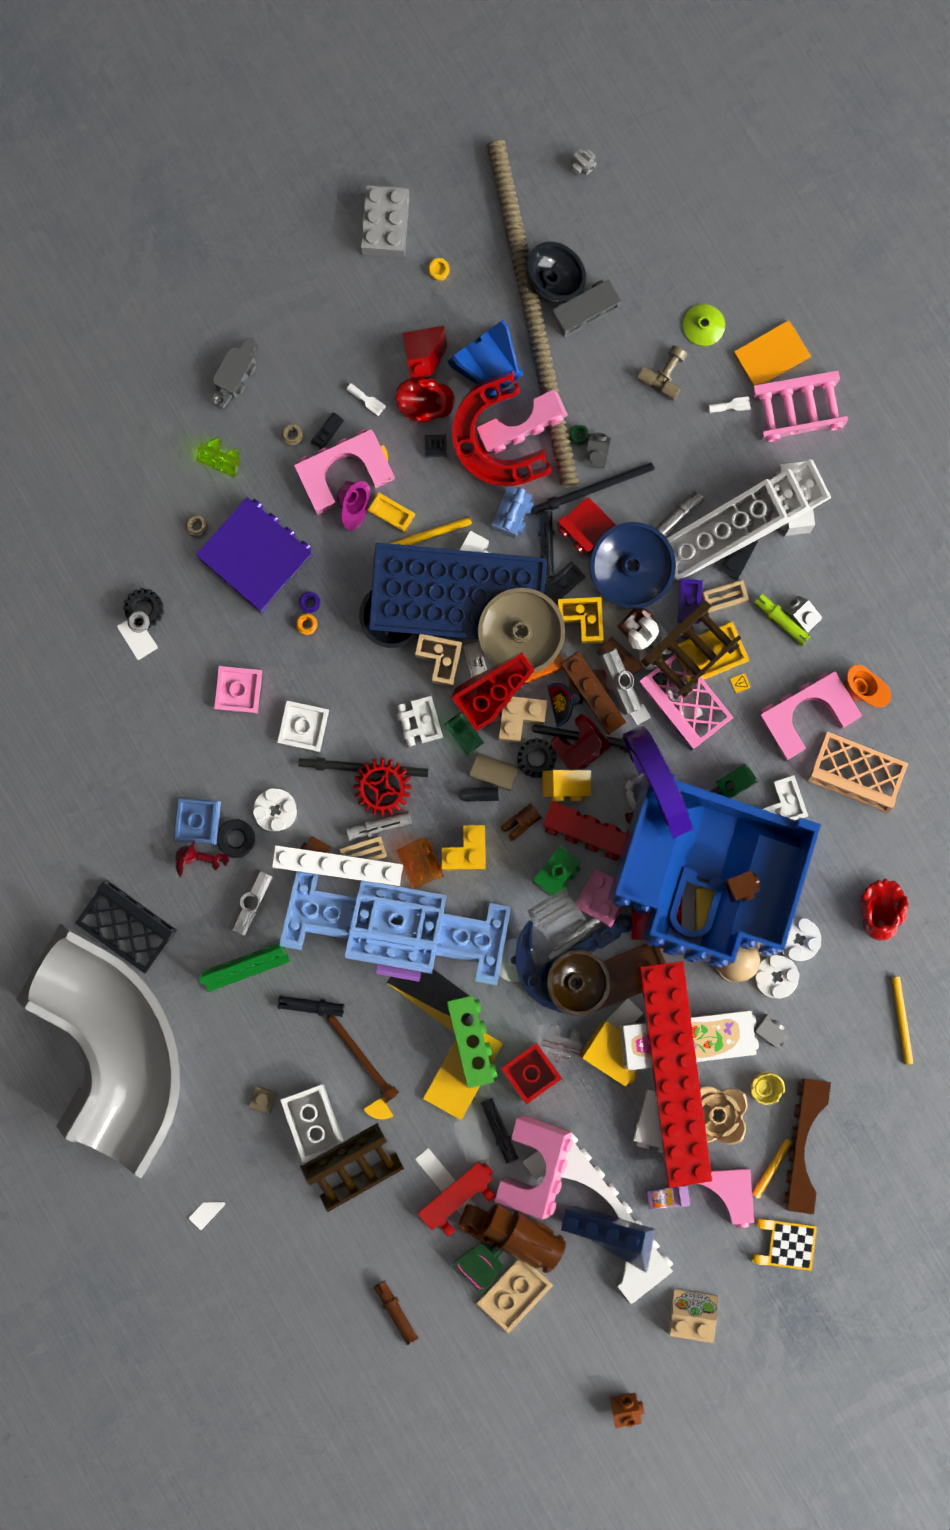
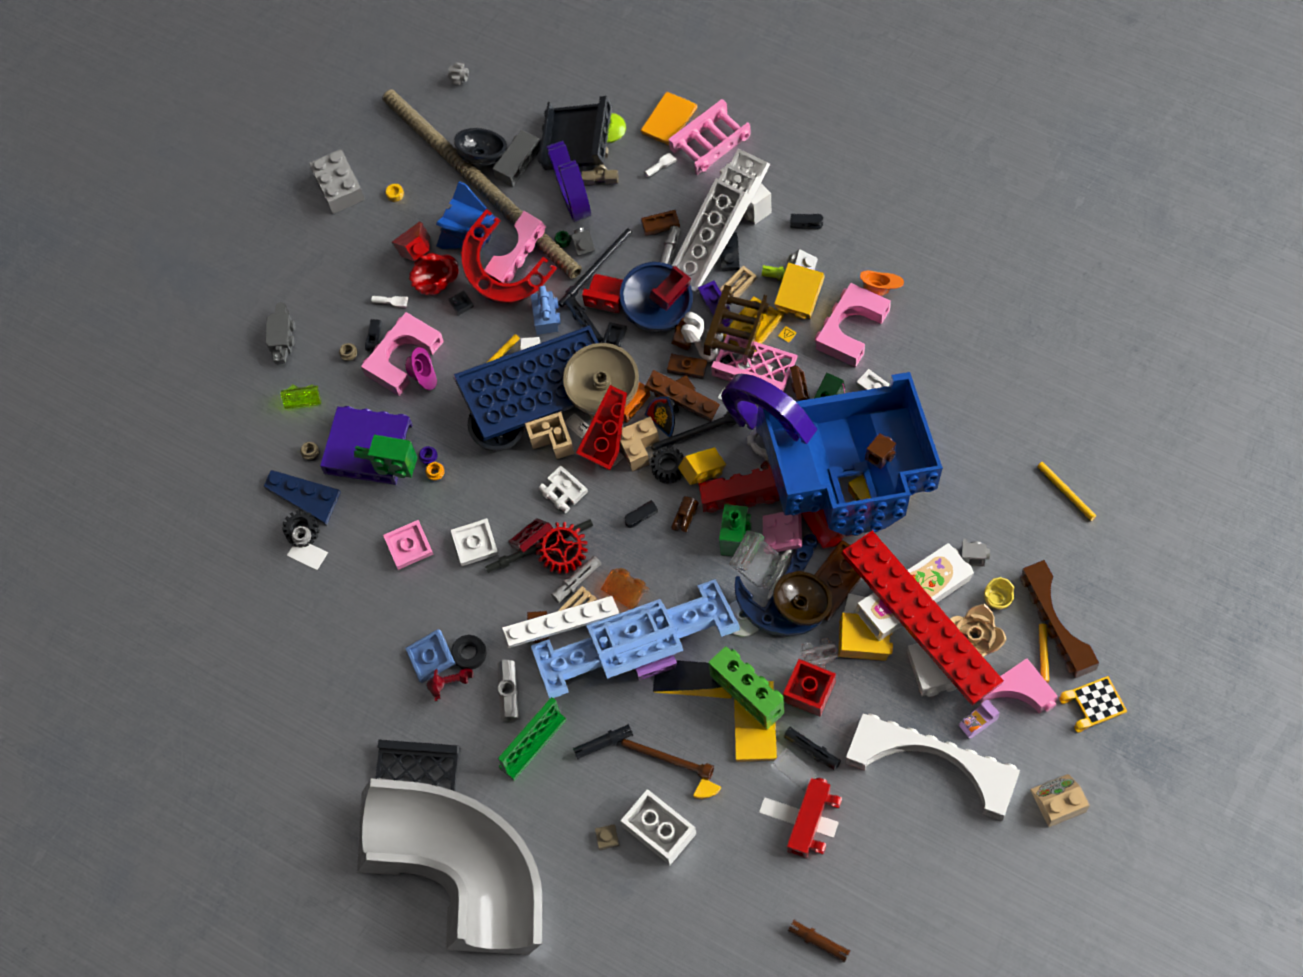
camera: 25 degrees left, 20 degrees down
(169, 575) = (304, 494): none -> dark blue wing
(205, 1213) = (613, 956): white sticker -> none
(265, 592) = (389, 456): none -> green brick
(272, 798) = (481, 606): white plate -> none
(344, 1154) = (694, 837): dark brown fence -> none
(359, 746) = (530, 534): none -> dark red piece
(391, 512) = (453, 362): yellow tile -> none
(463, 733) = (600, 475): clear green slope -> none
(470, 856) = (659, 560): yellow brick -> none
(480, 1265) = (863, 859): dark green torso -> none
(493, 772) = (641, 493): dark tan brick -> none
(514, 1294) = (906, 869): tan tile -> none
(515, 1235) = (874, 815): reddish brown piece -> none
(553, 1145) = (877, 774): bright pink arch -> none
(586, 750) = (701, 435): dark red piece -> none
(587, 613) = (645, 346): yellow brick -> none
(619, 379) = (569, 182): none -> dark purple piece
(619, 681) = (696, 376): light grey piece -> none
(619, 1236) = (958, 767): dark blue wedge -> none
(626, 1410) = (1057, 903): dark orange brick -> none
(650, 568) = (670, 288): none -> dark red panel
(661, 318) = (582, 130): none -> black panel
(689, 477) = (660, 222): none -> reddish brown plate
(715, 751) = (799, 383): none -> reddish brown plate
(744, 968) = (918, 518): tan tile -> none
(778, 648) = (799, 291): none -> yellow brick
(789, 977) = (947, 504): white plate -> none
(810, 945) = (961, 478): white plate -> none
(838, 567) = (806, 221): none -> black bar
(852, 789) = (916, 355): light nougat fence -> none
(883, 909) = (998, 420): red hair -> none

